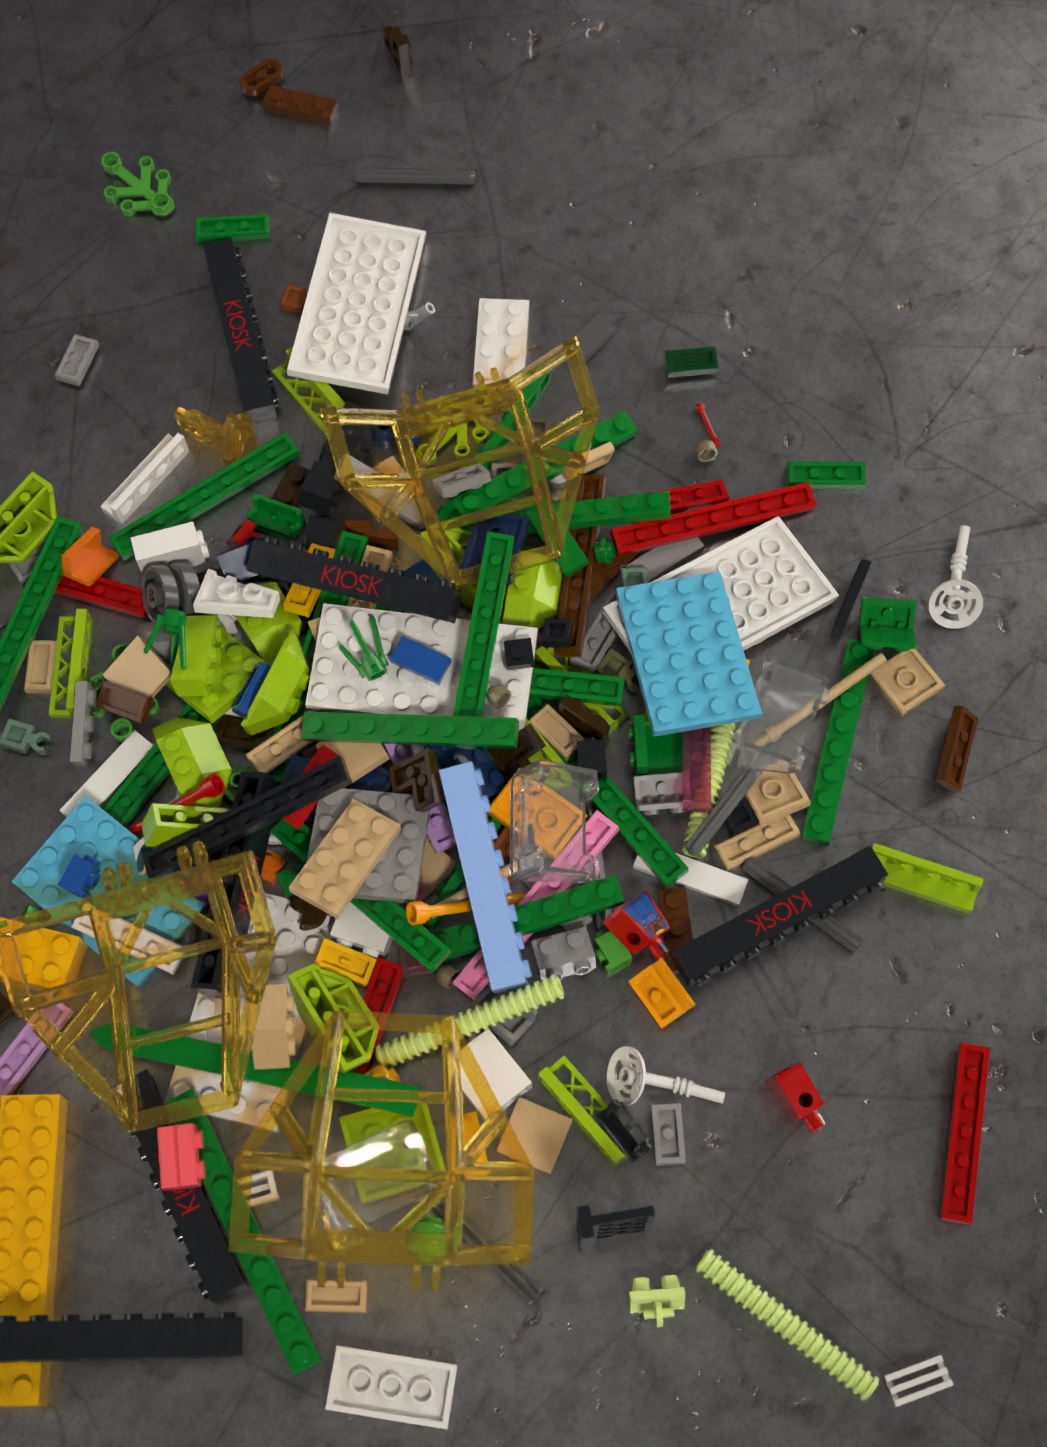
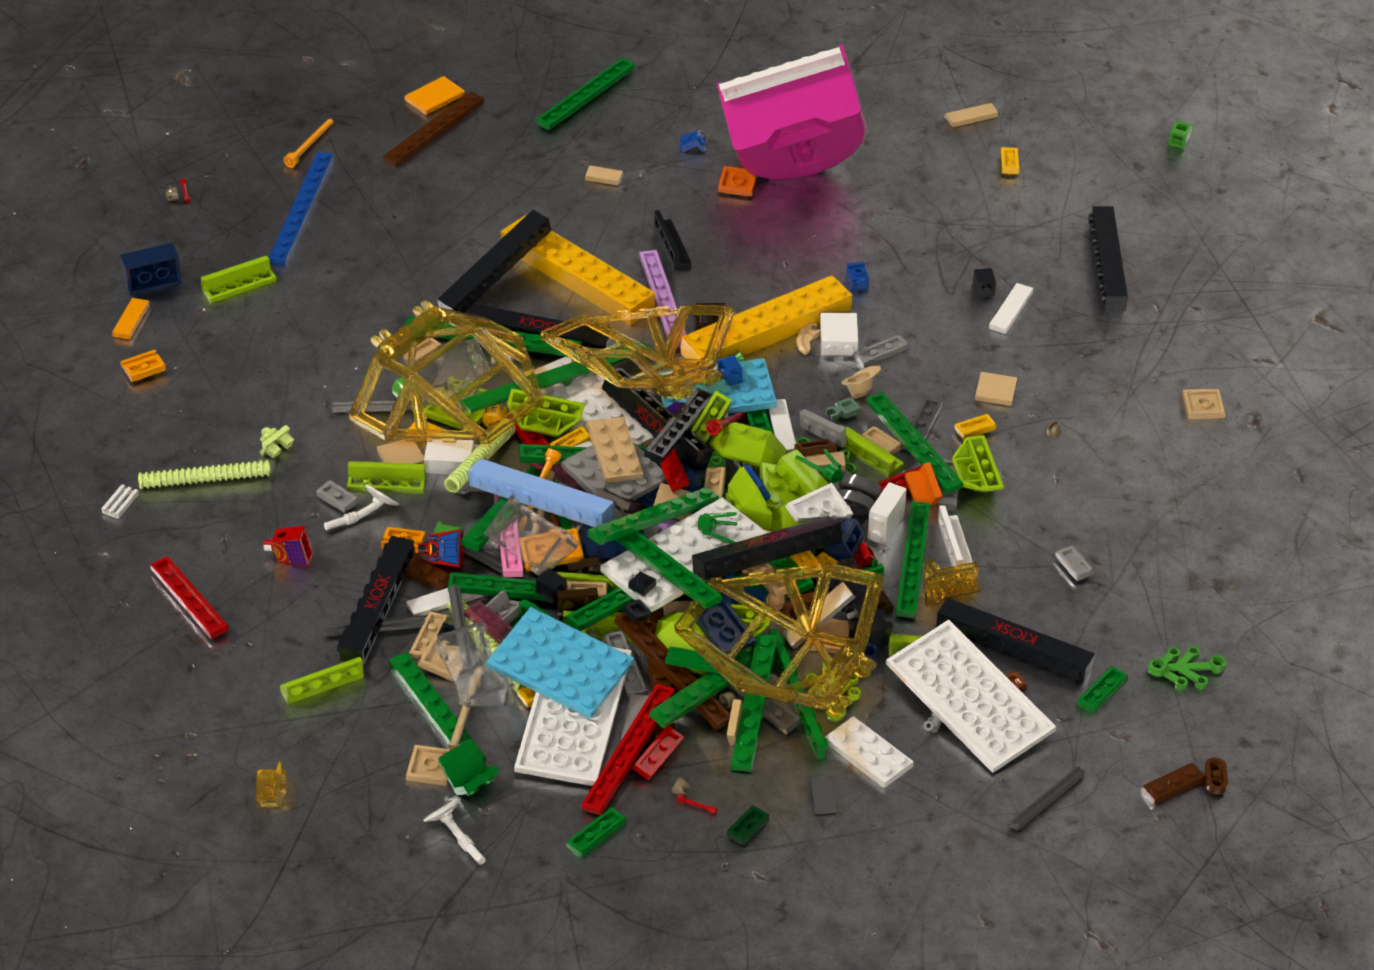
camera: 130 degrees right, 25 degrees down
(180, 1157) = (543, 318): coral brick -> none
(274, 1029) = (566, 378): tan brick -> none
(391, 1387) = (356, 342): white plate -> none
(398, 46) = (1157, 850): dark brown plate -> none
(420, 660) = (688, 545): blue tile -> none
(461, 480) = (782, 642): light grey plate -> none
(498, 695) = (627, 558): dark tan hinge -> none
(564, 954) = (469, 515): light grey bracket -> none
(604, 551) = (666, 679): green plate -> none
(610, 1224) = (332, 424): black fence -> none
(633, 576) = (635, 689): sand green tile -> none
(633, 1140) = (358, 477): black hinge -> none
(850, 599) = (506, 773): black tile -> none
(957, 749) = (365, 748): reddish brown plate -> none

